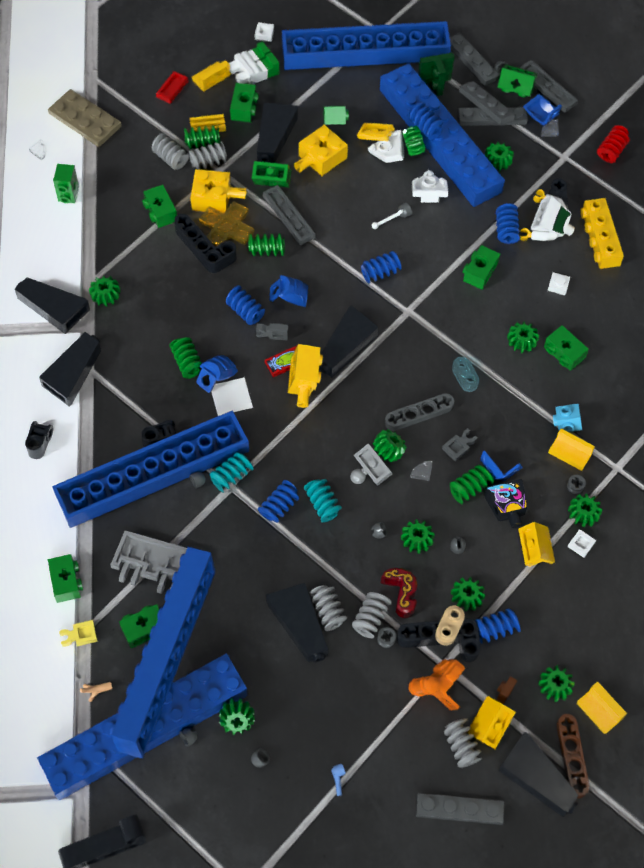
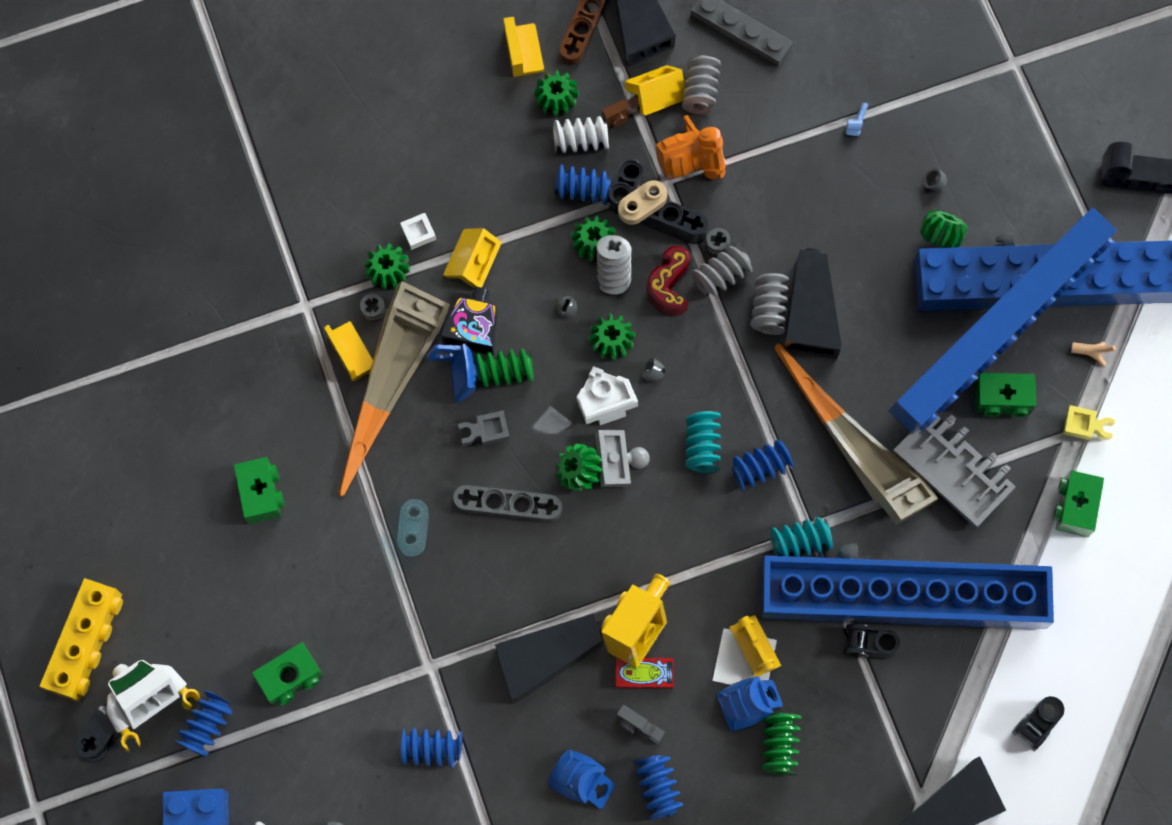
camera: 150 degrees left, 10 degrees up
(193, 530) = (883, 474): none -> dark tan plate
(227, 401) = (755, 646): none -> yellow hinge
(400, 499) = (605, 397): none -> white plate
(444, 576) = (614, 264): none -> light grey piece
(520, 658) = (580, 134): none -> white piece
(523, 337) = (310, 542): green gear -> none
(542, 470) = (404, 339): none -> dark tan plate
(559, 283) = (196, 597): white plate -> none
(568, 418) = (322, 378): medium azure brick -> none

